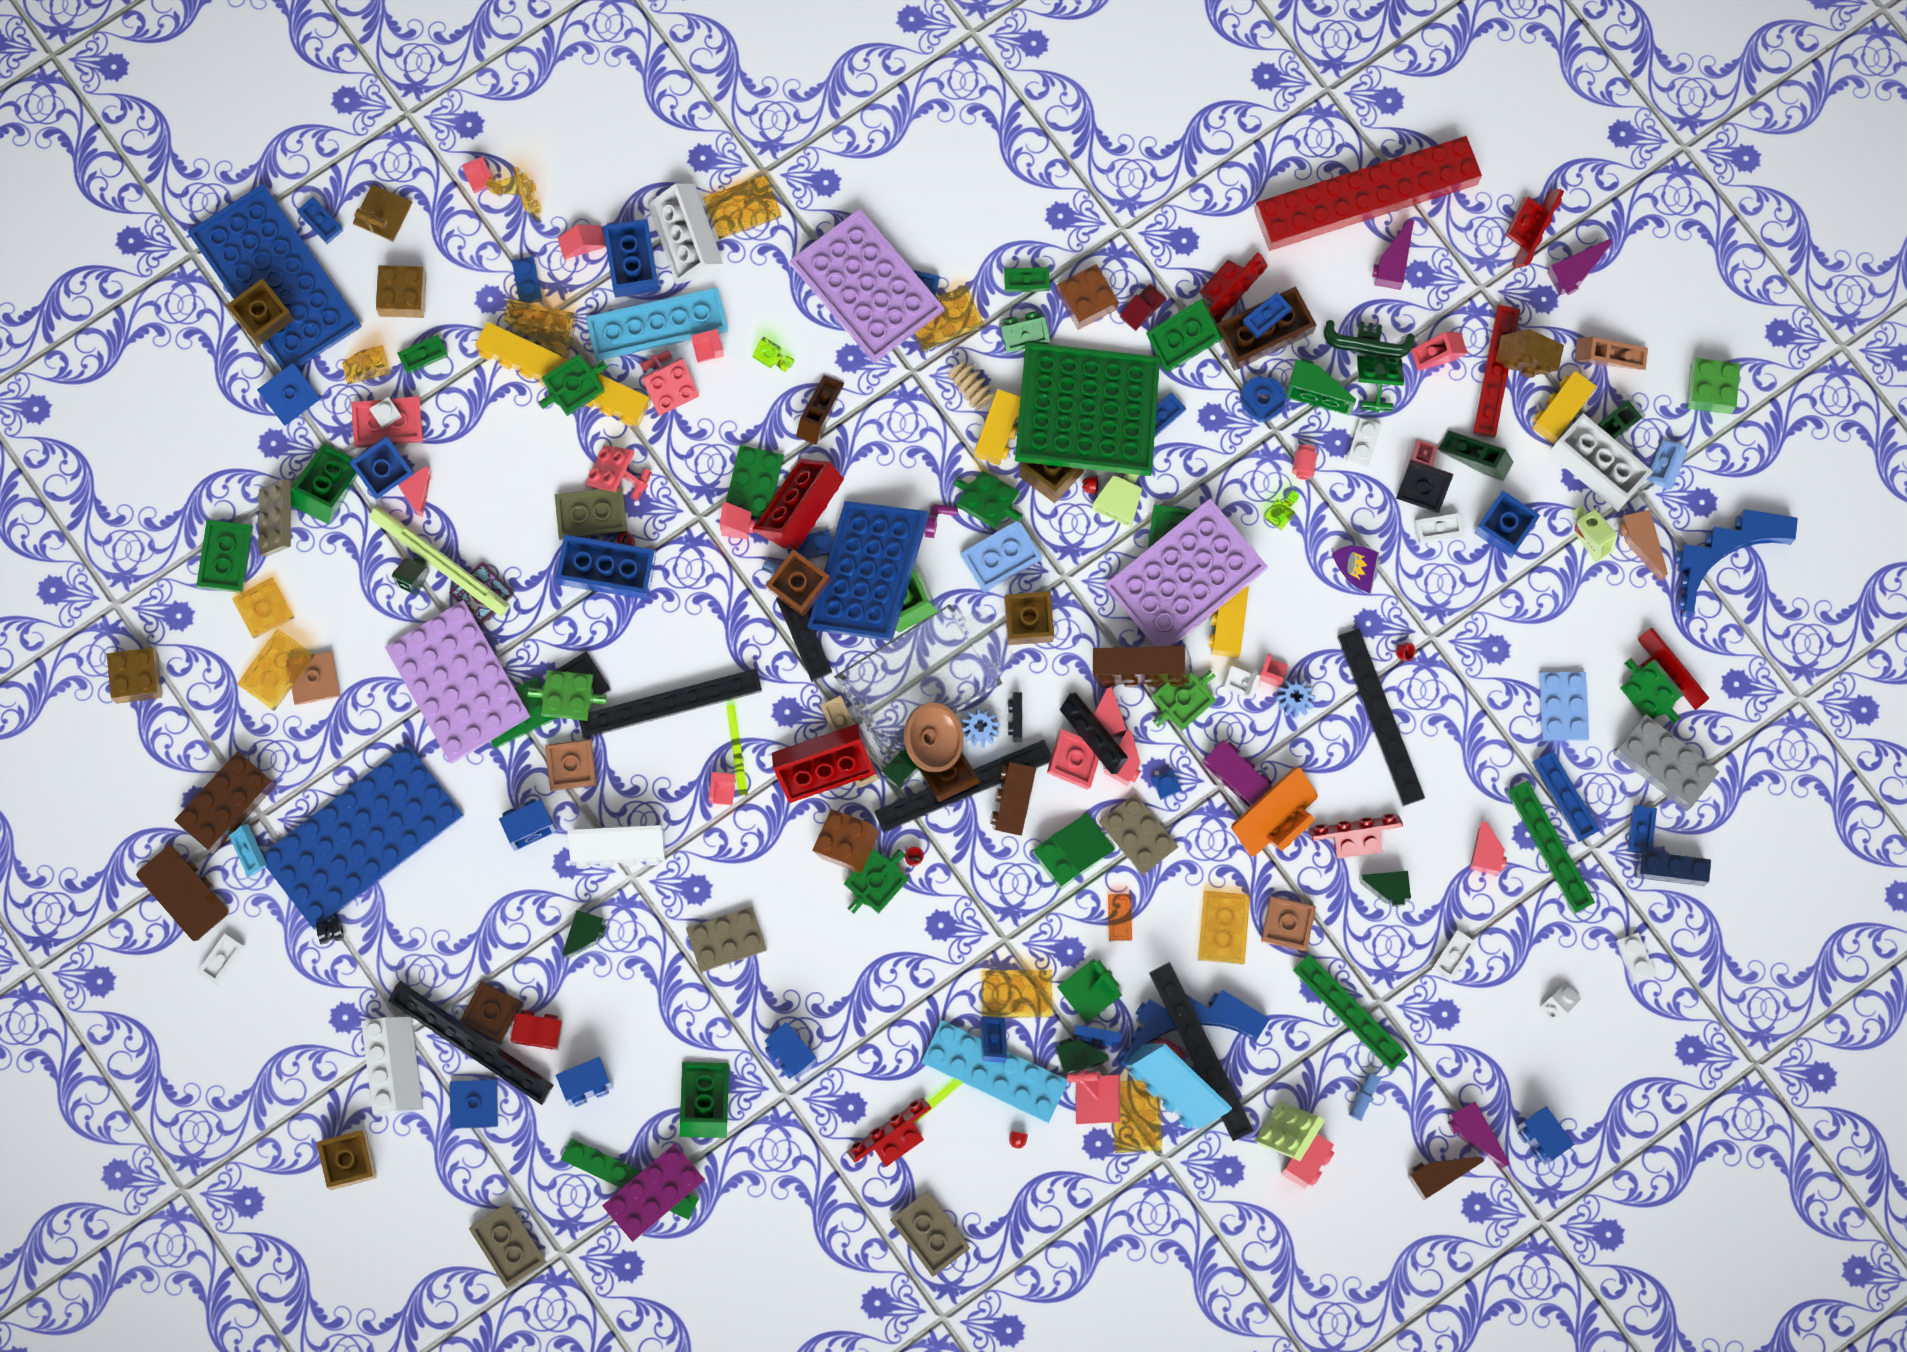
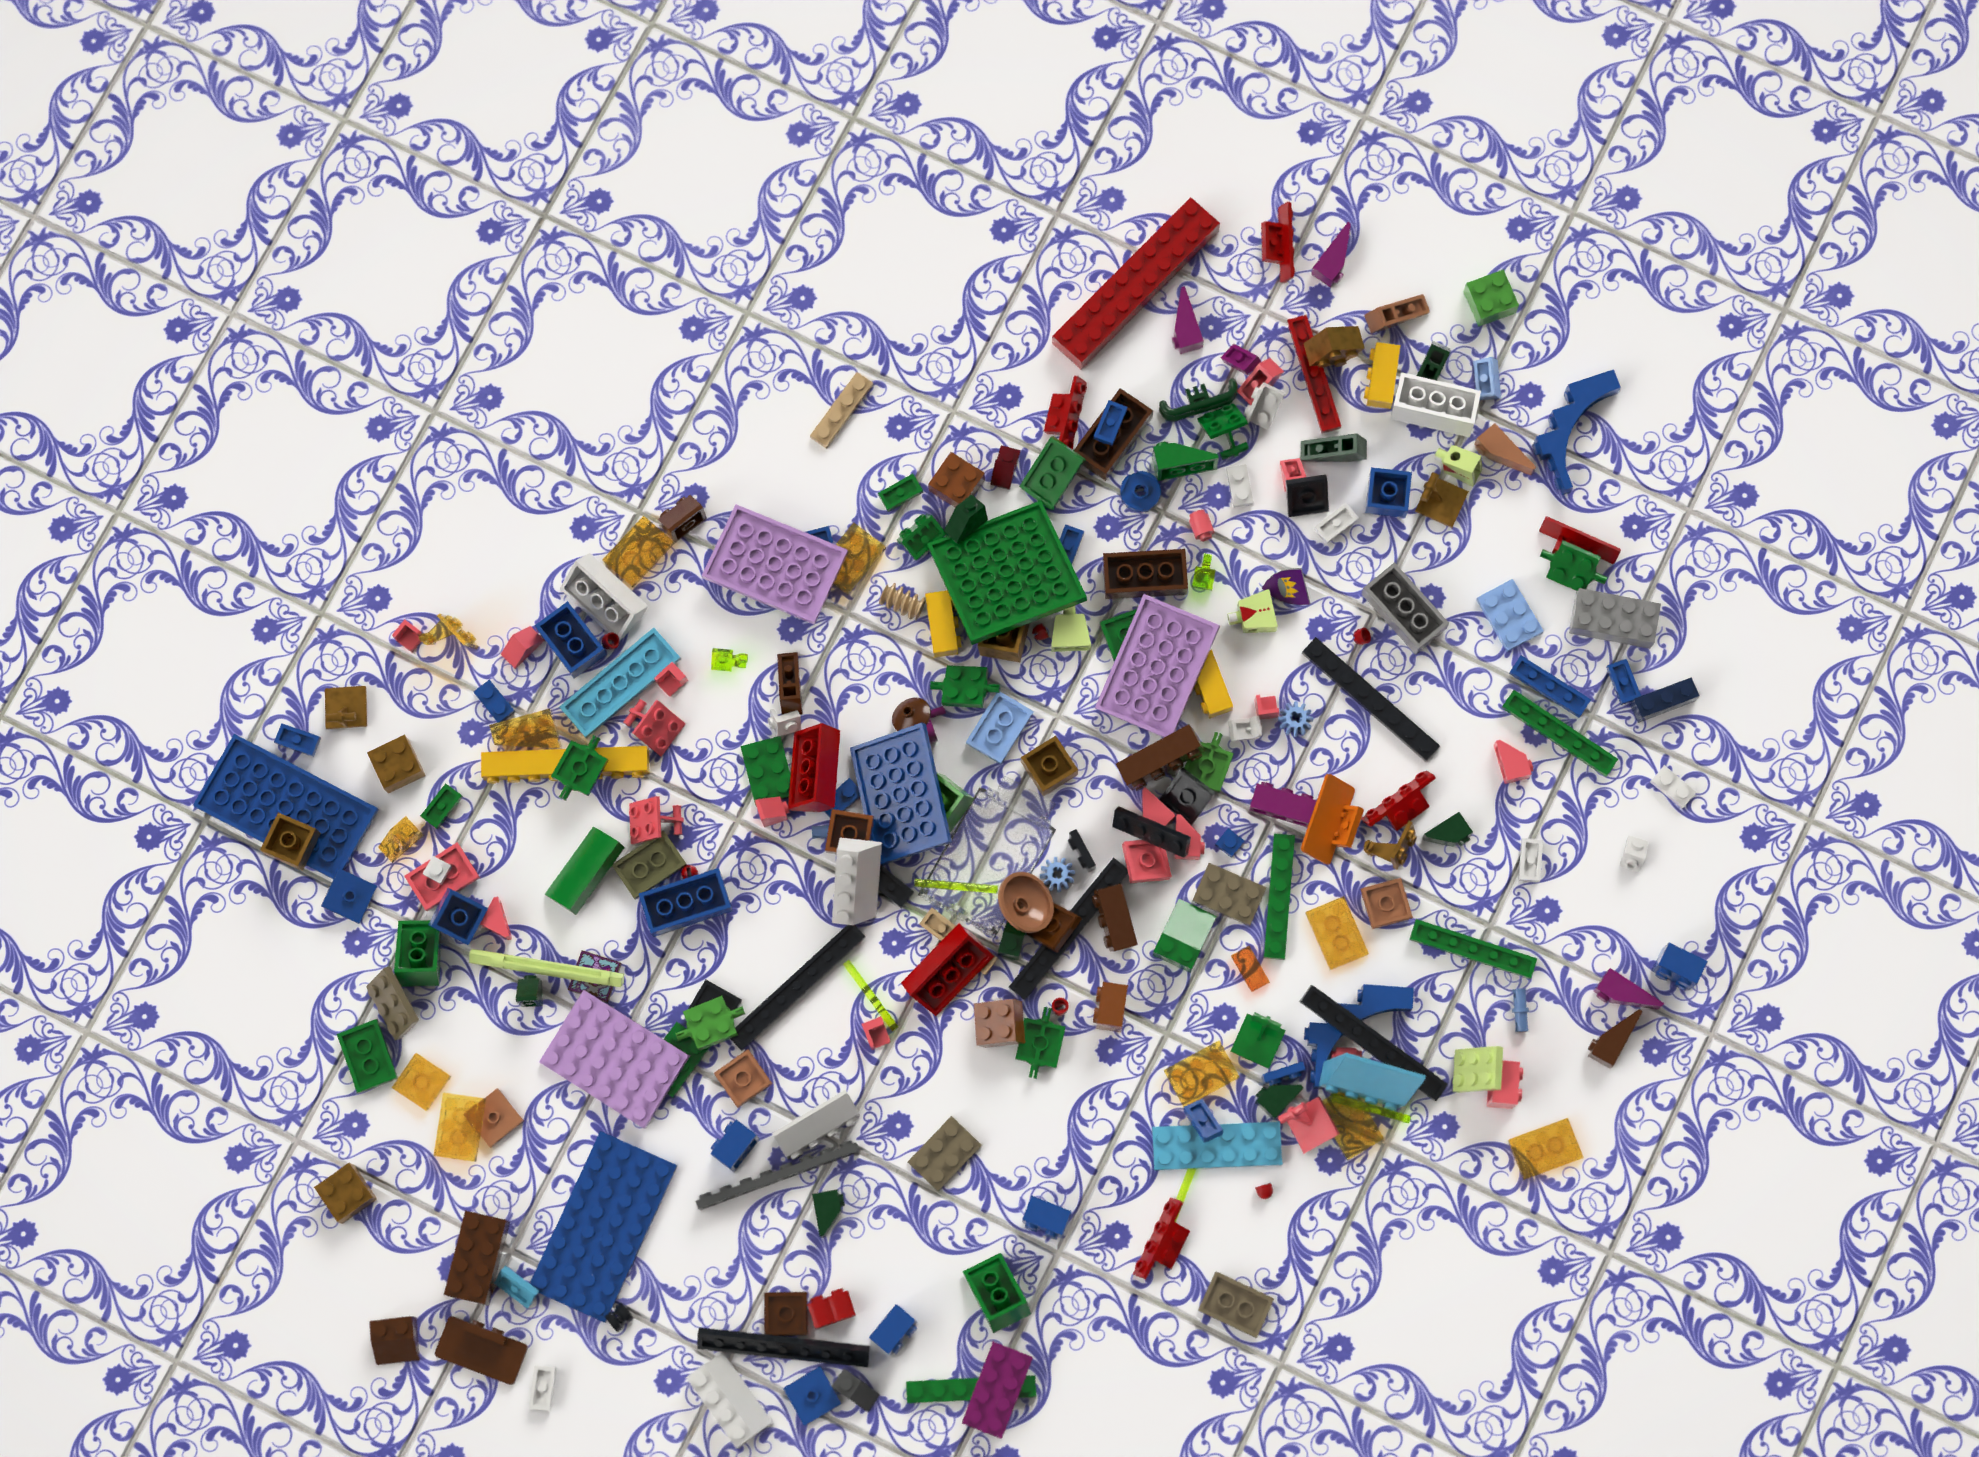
camera: 20 degrees left, 0 degrees up
(106, 839) = (394, 1340): none -> reddish brown slope
(517, 1120) = (855, 1390): none -> dark grey slope
(526, 486) = (584, 870): none -> green slope
(543, 873) = (768, 1178): none -> dark grey plate
(671, 275) = (610, 637): none -> red hinge
(780, 631) = (856, 881): none -> white slope
(793, 444) = (784, 723): none -> white bracket
(801, 196) = (682, 518): none -> reddish brown slope
(874, 686) = (960, 886): none -> clear neon green bar
(922, 497) = (919, 713): none -> reddish brown dish
(963, 882) = (1111, 1007): none -> dark orange brick
(1012, 170) = (841, 410): none -> tan plate
(1076, 337) = (966, 519): none -> dark green slope
(1148, 717) = (1187, 796): none -> black tile
(1164, 1113) = (1370, 1108): none -> clear neon green bar
(1186, 862) = (1279, 896): none -> green plate
(1224, 479) = (1145, 573): none -> reddish brown brick
(1311, 575) = (1255, 614): none -> yellowish green torso
(1316, 1244) = (1545, 1149): none -> clear yellow plate
(1322, 878) = (1393, 852): none -> pearl gold plate
(1429, 376) = (1264, 406): none -> white bracket
(1430, 319) = (1240, 359): none -> magenta plate
(1462, 645) = (1405, 608): none -> light grey brick
(1555, 559) = (1441, 500): none -> pearl gold plate

